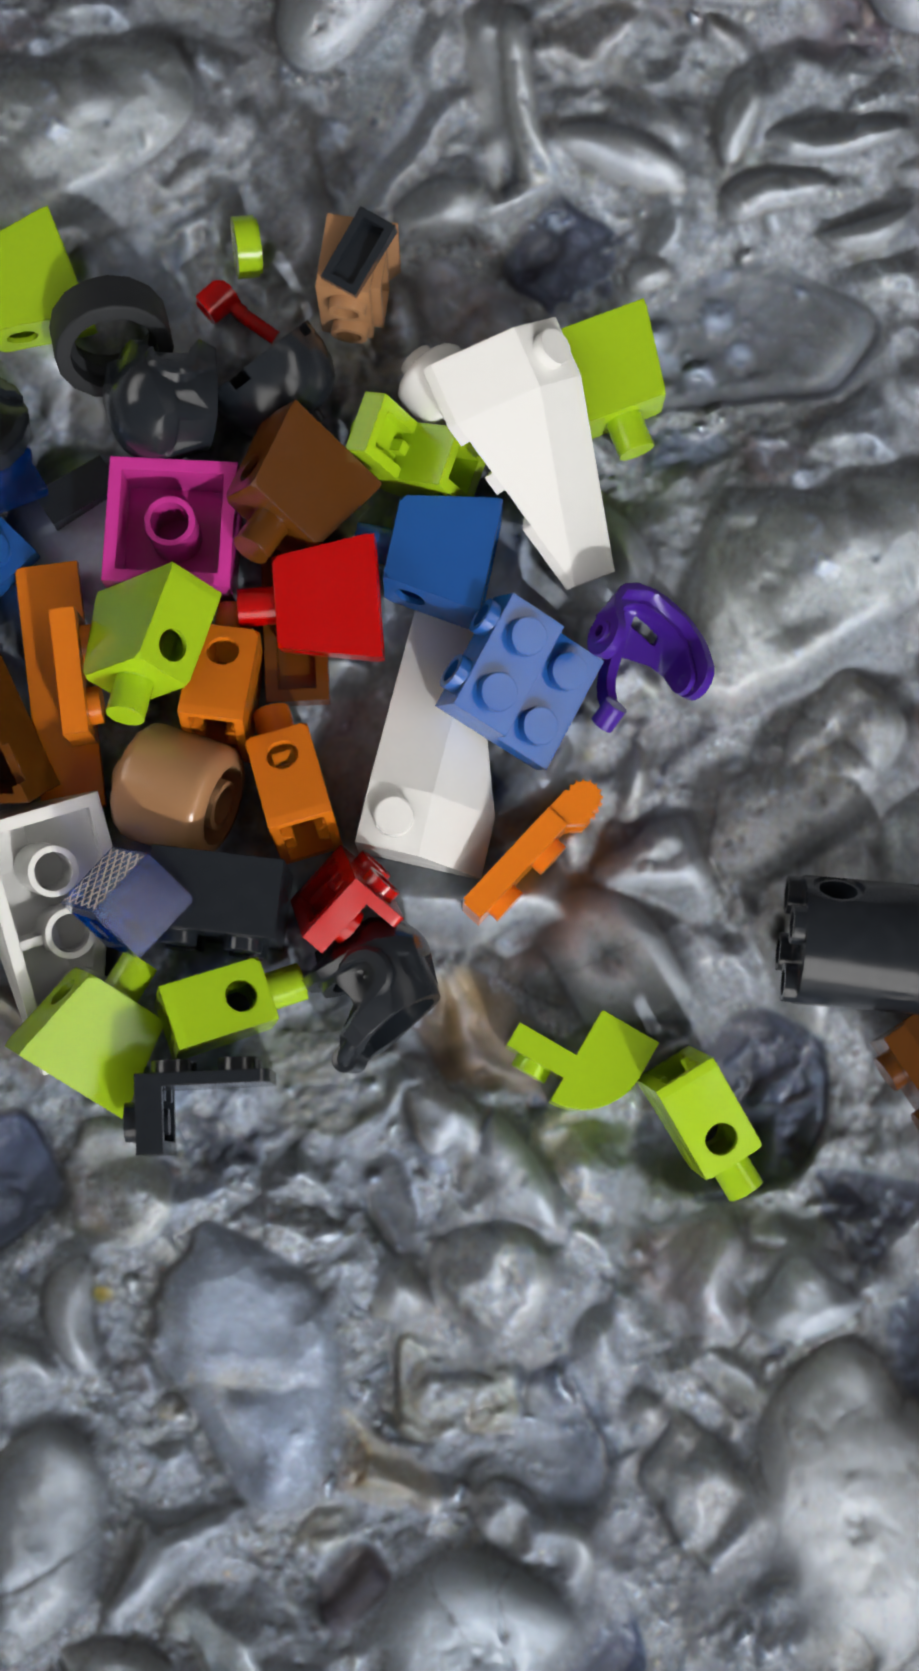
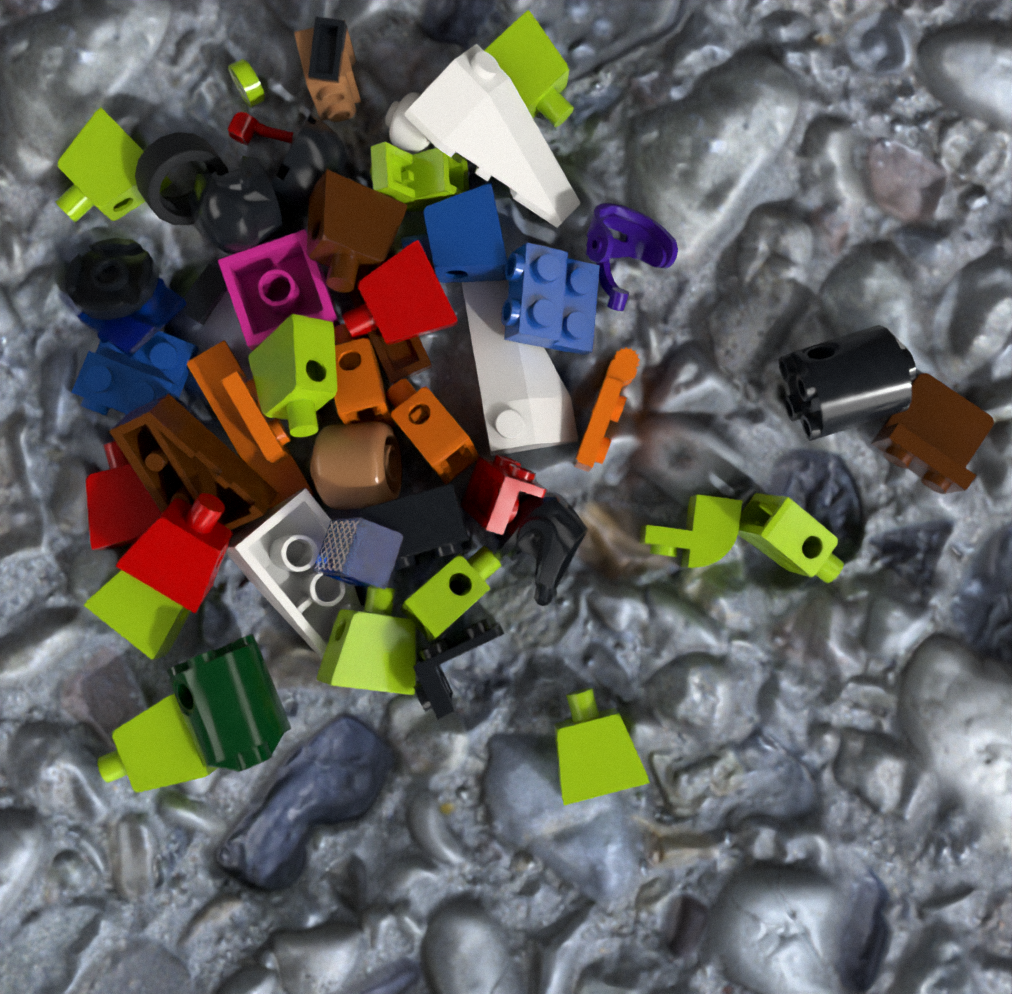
camera: 30 degrees left, 5 degrees up
(327, 1295) = (594, 751): none -> lime torso

